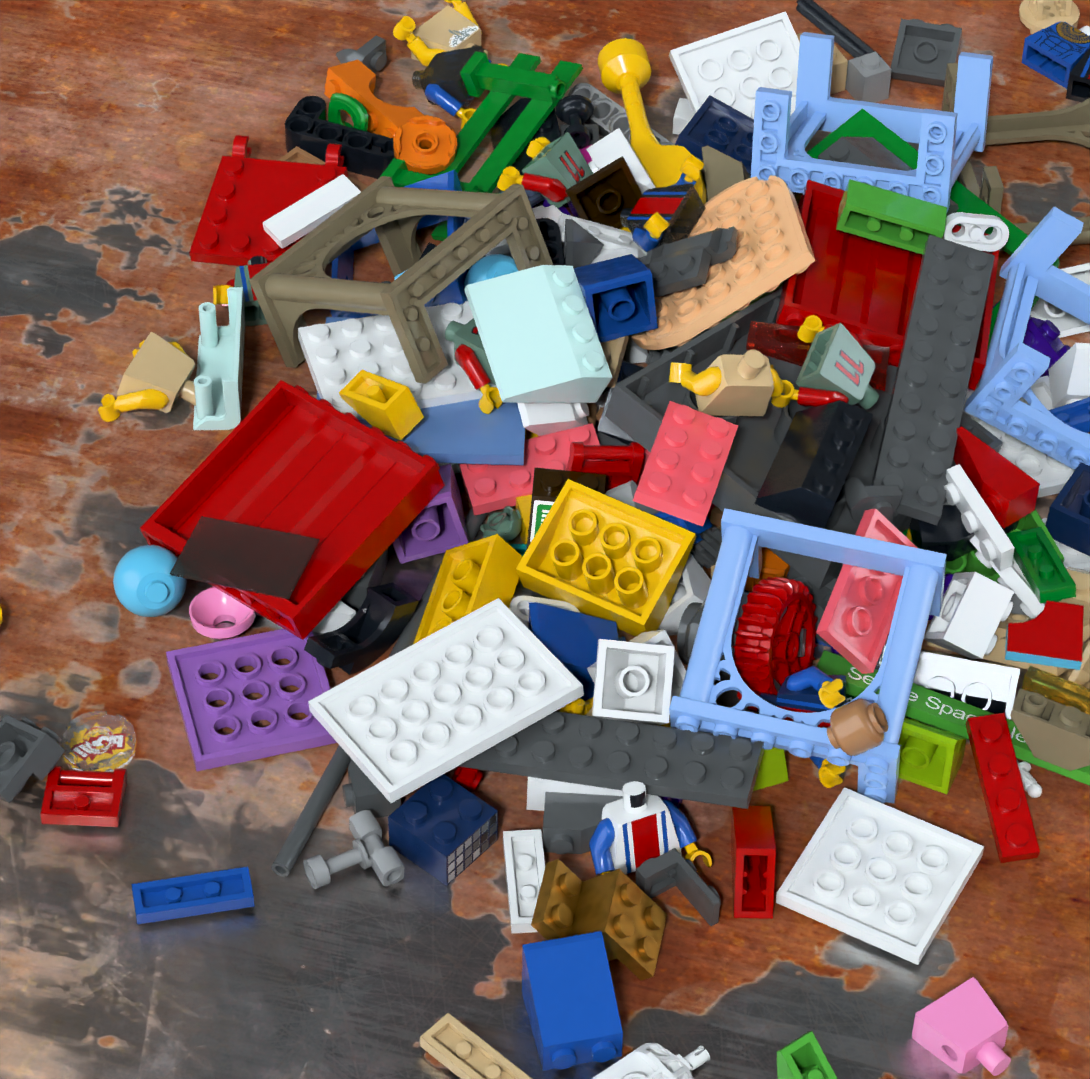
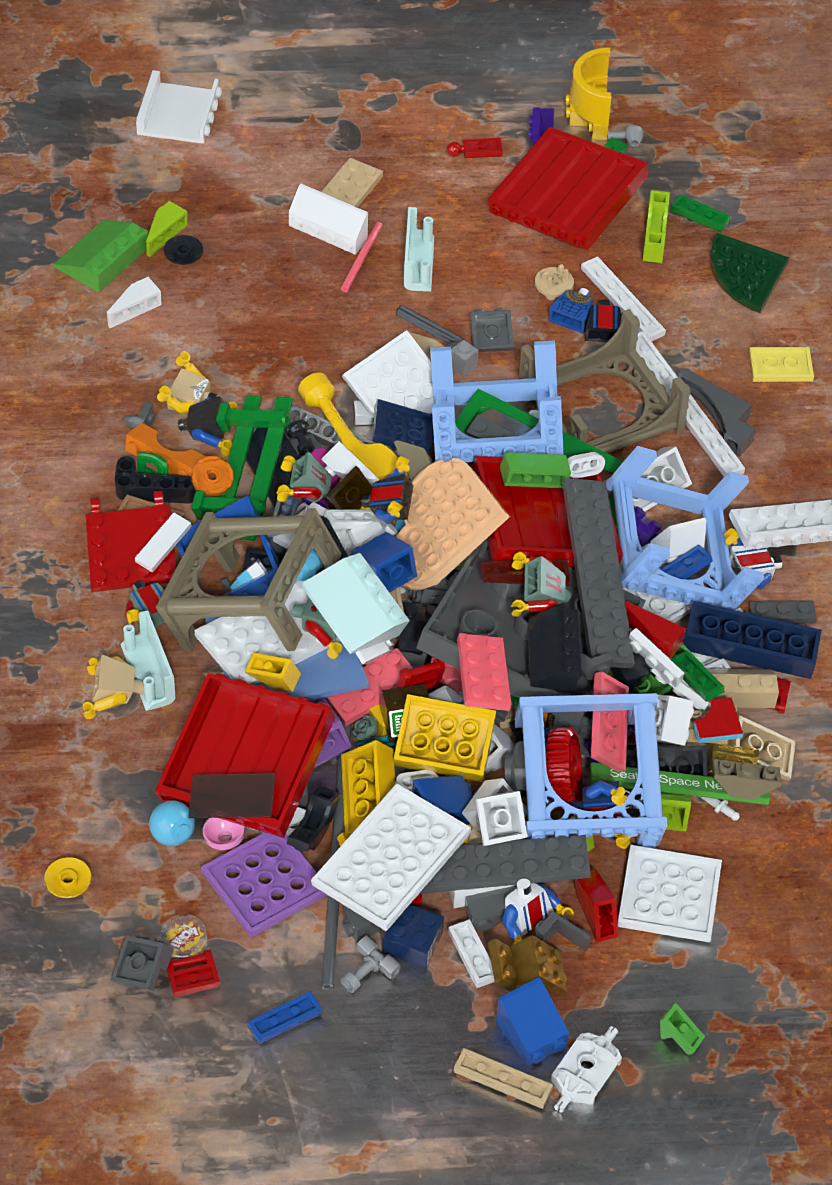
camera: 20 degrees left, 5 degrees up
(579, 245) = (347, 533): dark grey slope -> none
(687, 261) = (422, 527): dark grey plate -> none
(731, 384) = (490, 614): tan torso -> none
(857, 727) = (642, 814): medium nougat head -> none
(964, 1030) = (751, 975): bright pink torso -> none
(1002, 788) = (719, 820): red plate -> none

